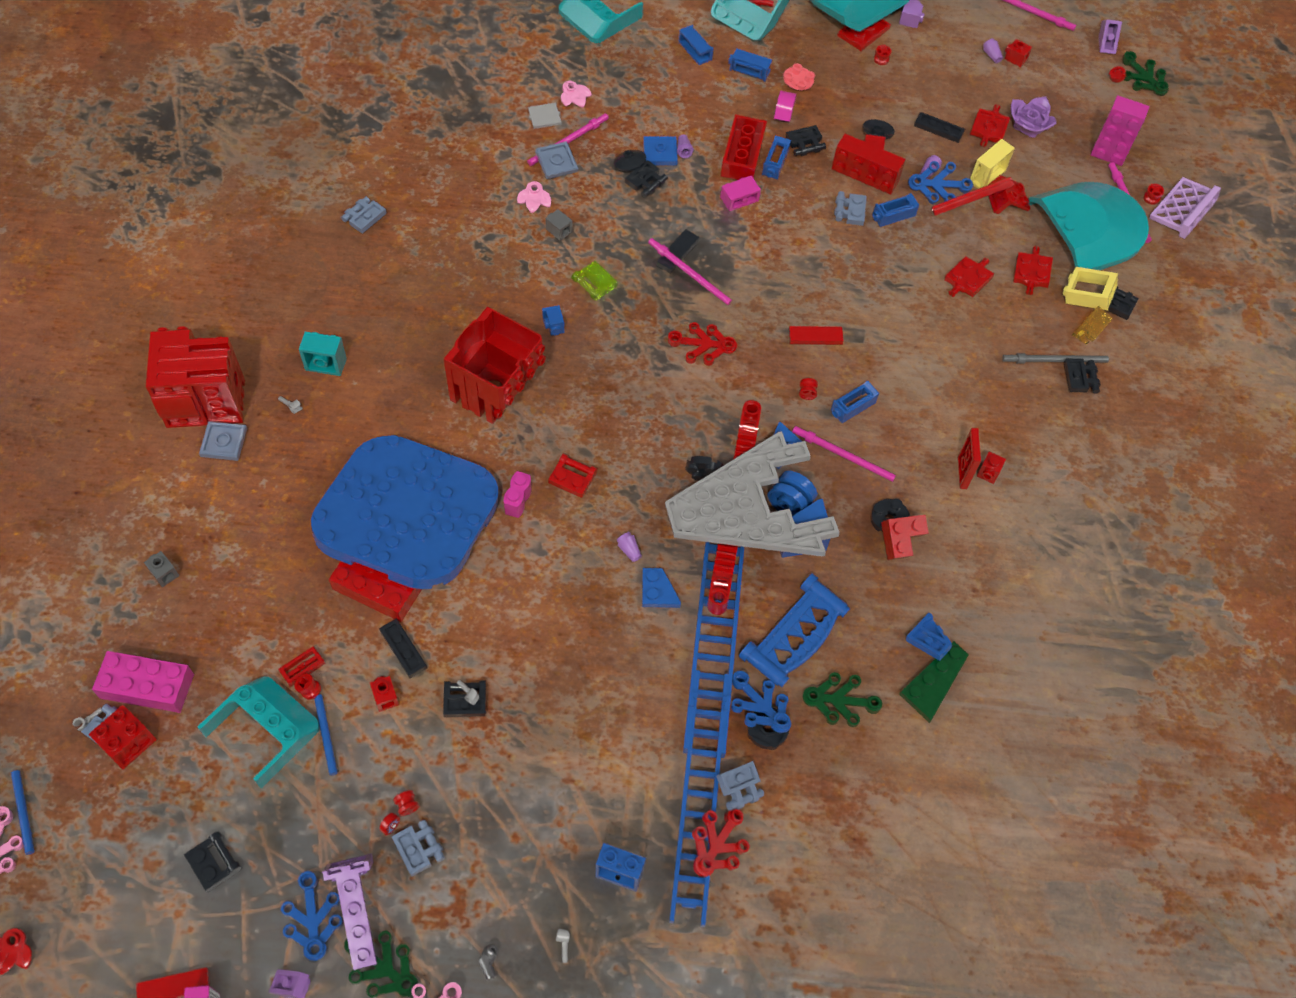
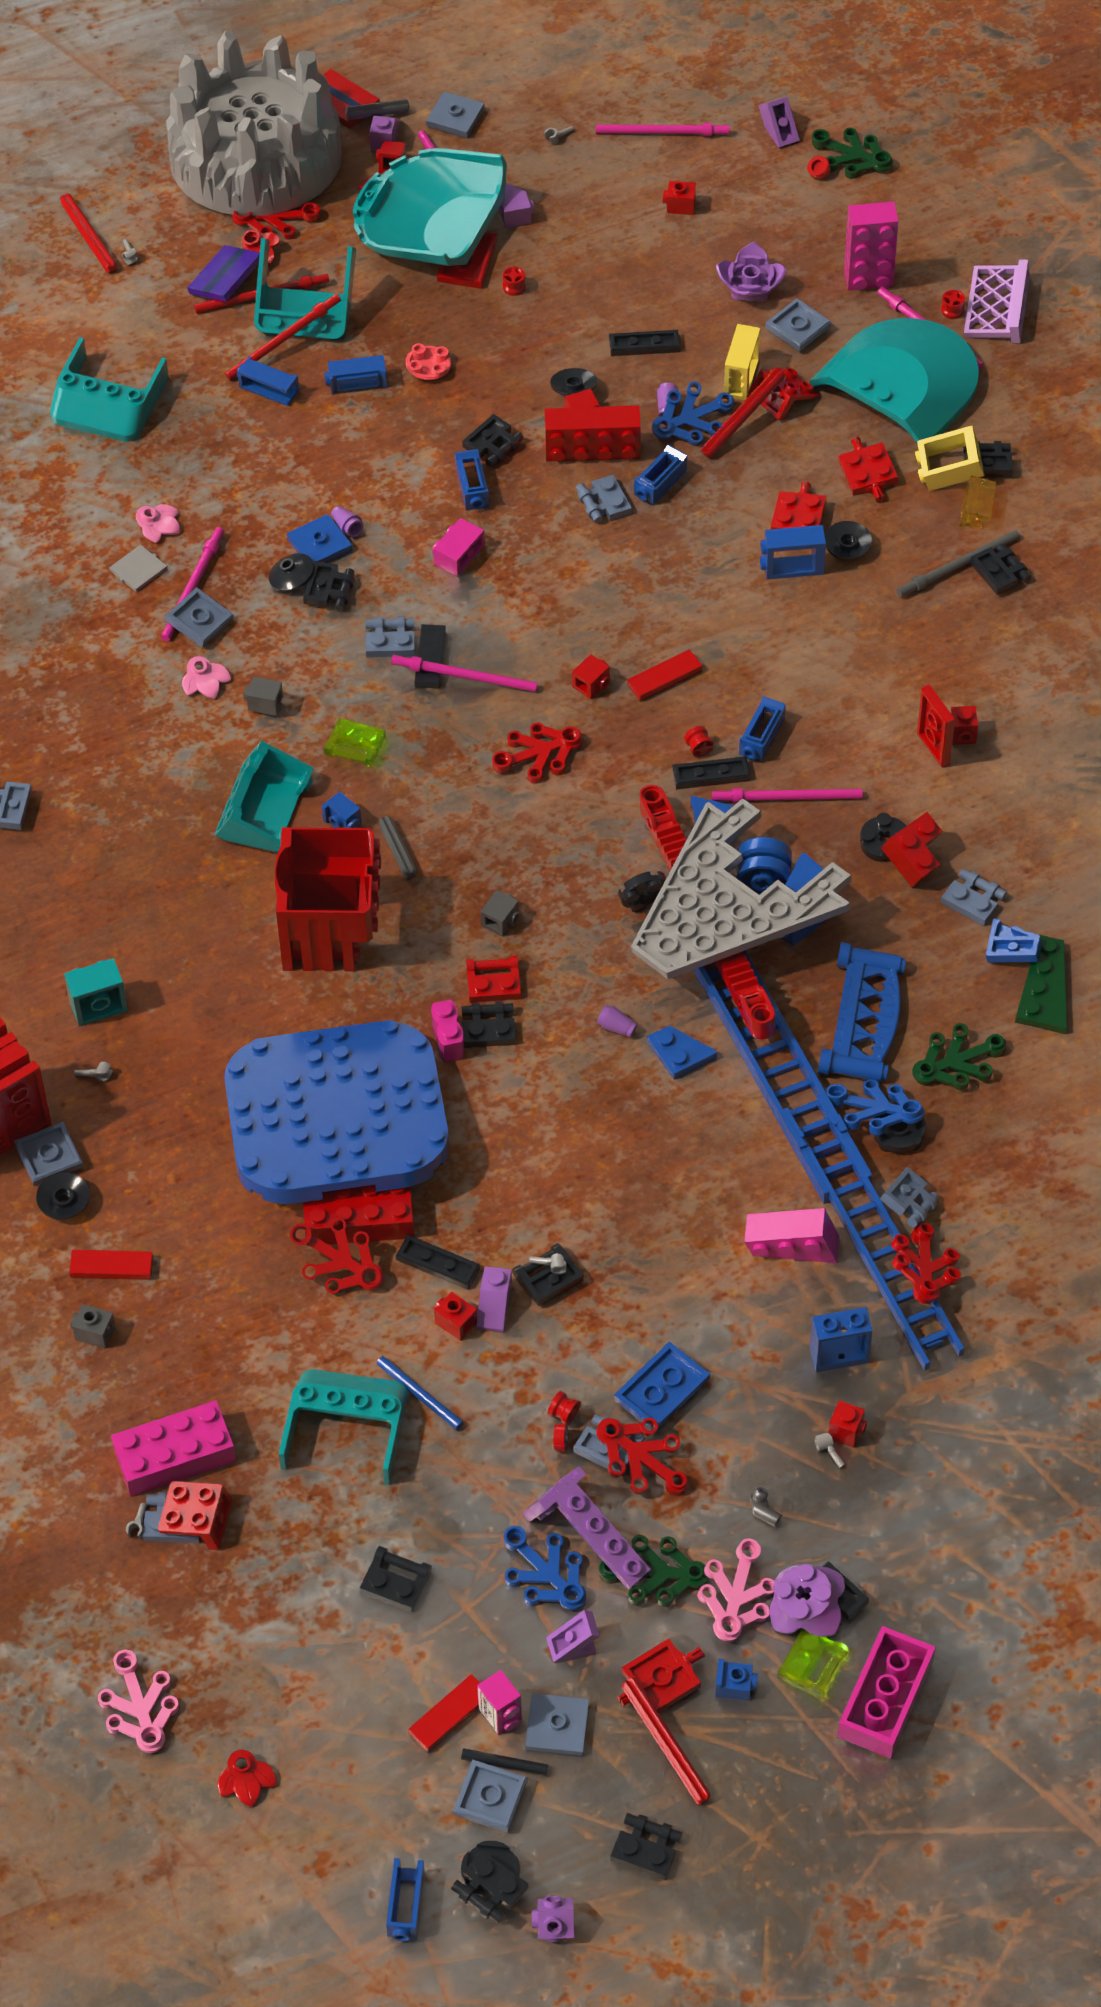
camera: 25 degrees left, 5 degrees down
(22, 812) = (142, 1648): blue bar -> none
(205, 533) = (111, 1264): none -> red tile
(209, 466) = (61, 1187): none -> black dish
(291, 681) = (330, 1360): red tile -> none
(307, 686) = (371, 1354): red wheel -> none
(338, 610) = (340, 1259): none -> red plant
(417, 696) = (494, 1299): none -> medium lavender slope
(428, 868) = (639, 1453): none -> red plant
(481, 826) = (662, 1386): none -> blue plate
(514, 286) = (263, 798): none -> teal windscreen
(546, 509) = (488, 1031): none -> black plate
(573, 359) = (397, 847): none -> dark grey axle
(586, 933) = (847, 1423): none -> red brick
(605, 434) = (500, 913): none -> dark grey brick
(642, 767) = (793, 1235): none -> dark pink wedge
(659, 231) = (390, 643): none -> sand blue plate
(743, 147) = (425, 487): red brick -> none
(751, 17) = (319, 310): none -> red bar
(767, 312) = (591, 676): none -> red brick
(785, 106) = (439, 408): dark pink brick -> none
(803, 413) = (711, 772): none -> black tile
(920, 592) = (971, 903): none -> sand blue plate
(949, 288) = (793, 539): none -> blue window
(990, 125) = (706, 311): red plate -> none
(990, 308) = (848, 540): none -> black dish
(992, 49) = (647, 208): medium lavender cone -> none
(1044, 160) = (798, 324): none -> sand blue plate

